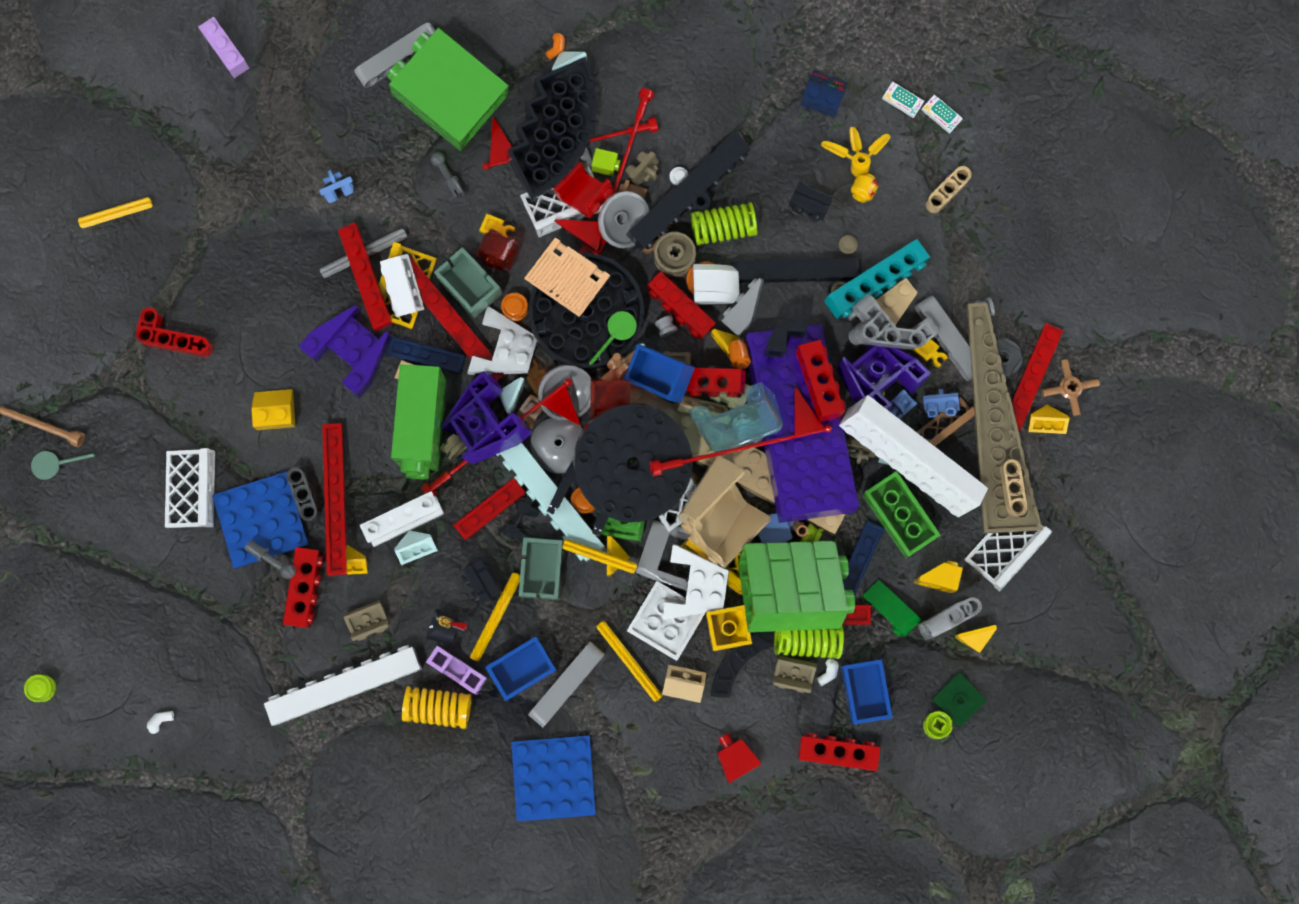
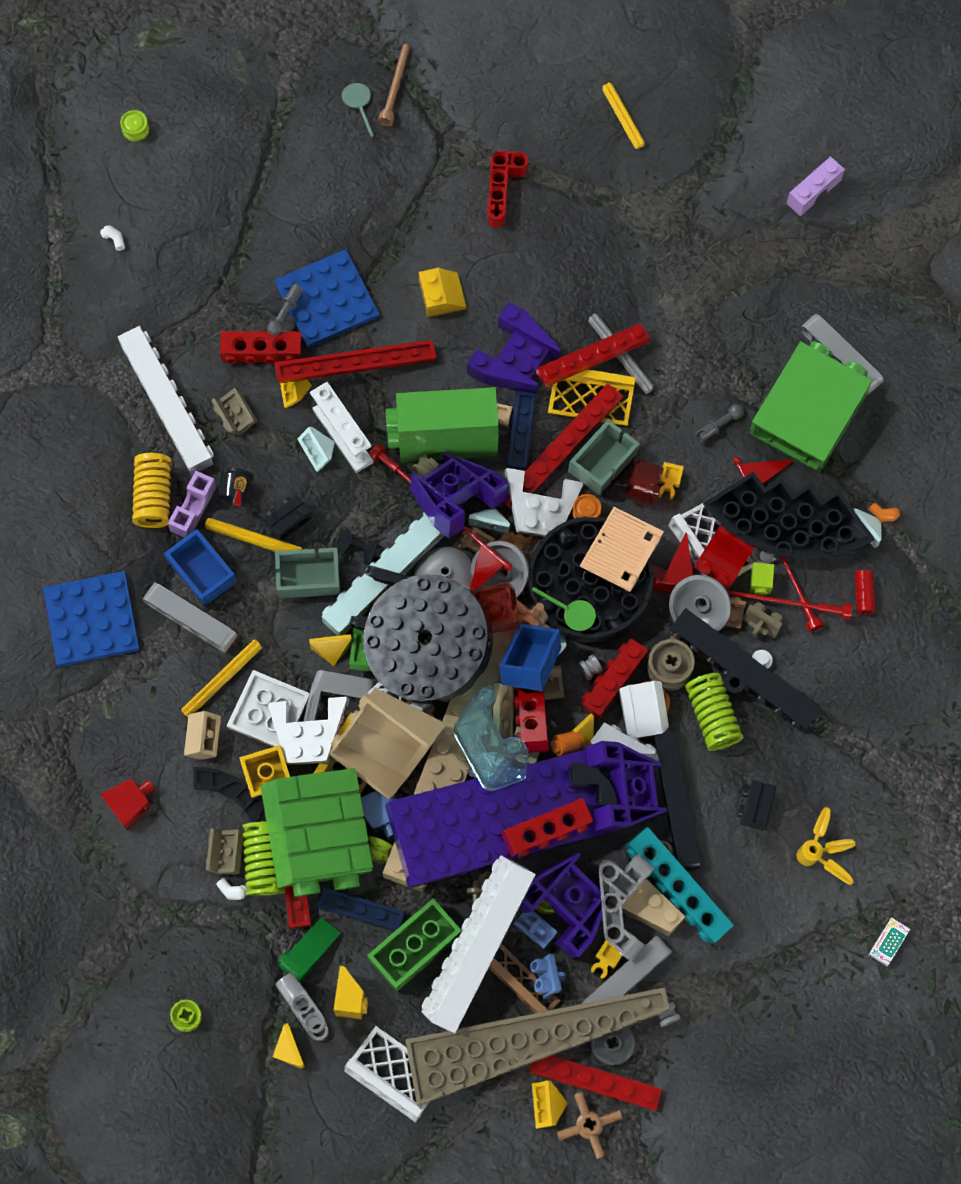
camera: 85 degrees right, 10 degrees down
(205, 488) = (350, 240): white fence -> none
(296, 488) = (352, 341): dark grey beam -> none
(345, 185) = (690, 324): medium blue hips -> none
(401, 285) = (588, 390): white brick -> none
(489, 509) = (365, 515): red tile -> none
(600, 556) = (327, 628): yellow axle -> none
(629, 76) = (864, 592): none -> red axle
(788, 302) = (632, 782): none -> dark purple wedge
(800, 528) = (383, 833): medium nougat piece -> none
(804, 424) = (495, 816): red piece -> none
(823, 94) = (887, 804): dark blue slope -> none
(848, 244) = (716, 853): dark tan plate -> none
(864, 188) = (784, 861): yellow head -> none
(866, 692) = (213, 929): blue piece -> none
(870, 752) = (140, 877): red brick -> none
(903, 99) = (897, 895): tile -> none
(952, 182) = (810, 958): tan beam -> none
(959, 699) = (216, 1037): dark green plate -> none
(1016, 478) = (447, 1061): tan beam -> none

